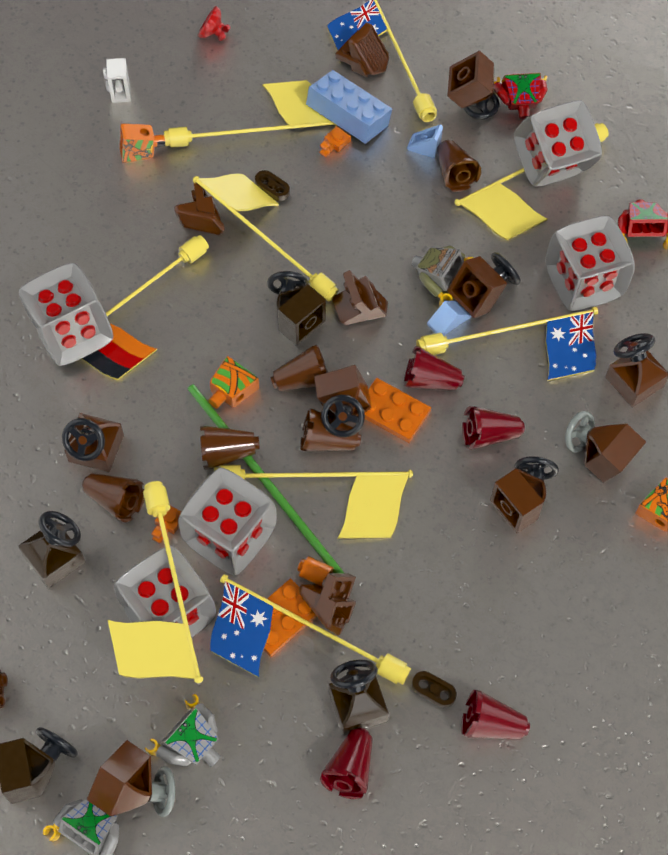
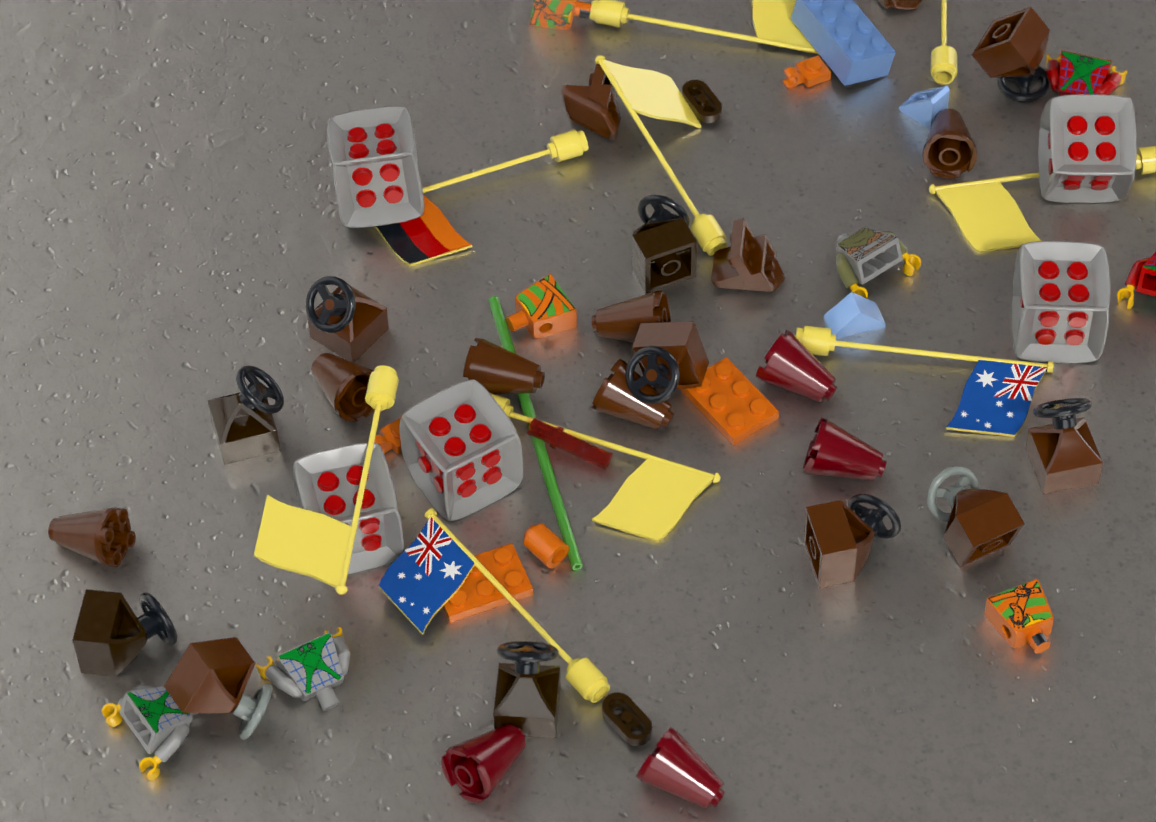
camera: 25 degrees right, 10 degrees down
(297, 484) = (559, 439): none -> clear red pin
(331, 601) = (548, 578): reddish brown piece -> none
(479, 285) = (905, 289): reddish brown piece -> none

